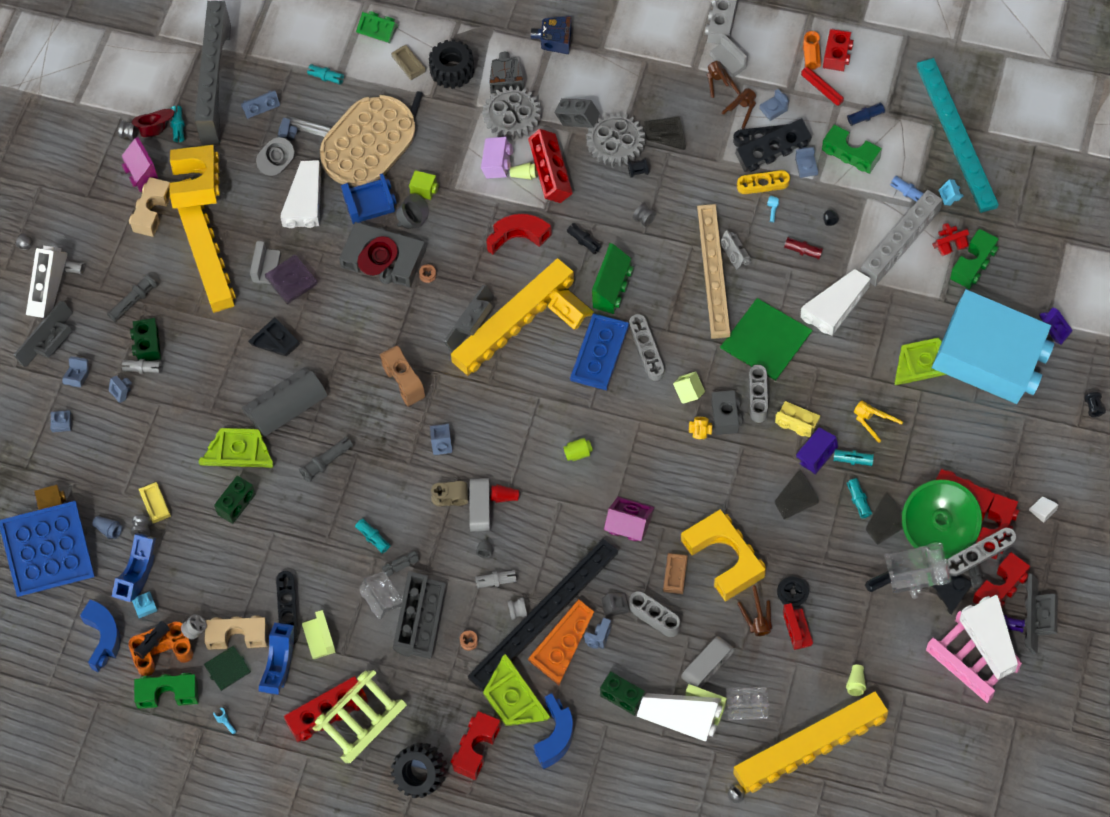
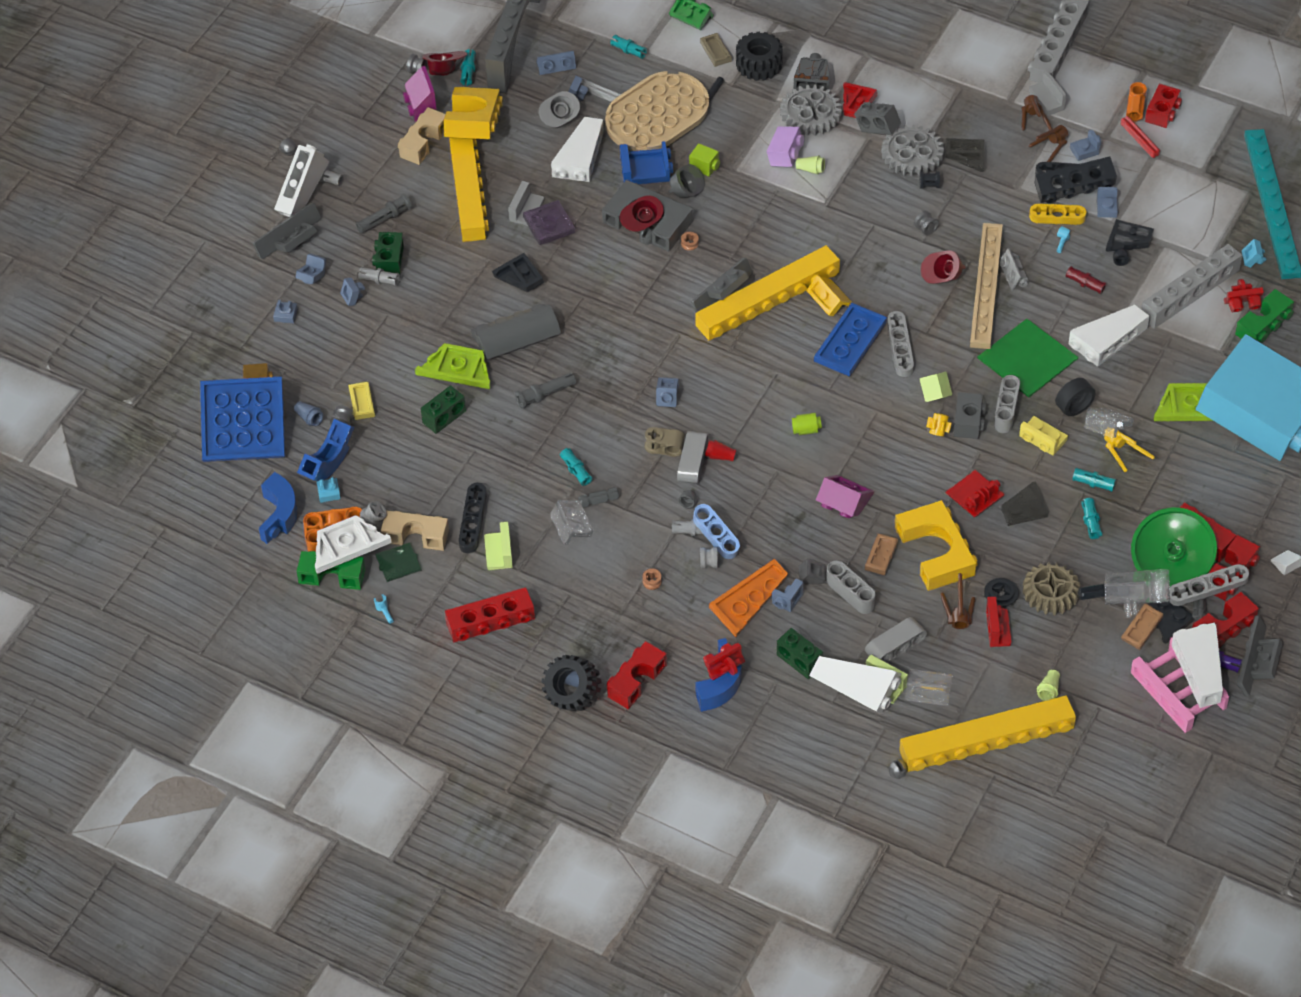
camera: 10 degrees right, 10 degrees down
(151, 640) = (327, 517): black pin -> none
(175, 663) = (346, 541): none -> white wing
(279, 658) = (453, 559): blue arch -> none
(364, 735) = (522, 645): yellowish green fence -> none
(409, 383) = (639, 317): medium nougat beam -> none
(418, 616) = (604, 545): dark grey brick -> none
(512, 696) = (683, 635): lime wing -> none
(518, 226) = (792, 212): red arch -> none
(528, 583) = (714, 521): none -> light blue beam
(545, 612) = (734, 568): black plate -> none
(550, 166) = (838, 162): red brick -> none
(551, 92) = (855, 96): none -> red wing
(554, 34) = (871, 46): dark blue torso -> none
(558, 721) = (725, 661): none -> red hips
(584, 238) = (858, 235): black pin -> none
(611, 280) = (877, 274): green slope -> none
(668, 260) = (941, 267): none -> dark red piece
(747, 492) = (975, 493): none -> red hinge
(817, 450) = (1057, 466): dark purple hinge -> none
(820, 376) = (1075, 397): none -> black tyre
(824, 586) = (1051, 588): none -> dark tan gear
(833, 195) = (1129, 236): none -> black wing
(853, 396) = (1106, 421): none -> clear bracket
(863, 157) = (1167, 207): green arch -> none
(866, 114) = (1180, 168): dark blue pin -> none
(885, 520) = (1114, 544): clear smoke wing -> none
(907, 189) = (1208, 244): medium blue pin -> none
(928, 604) = (1142, 626): none -> medium nougat plate

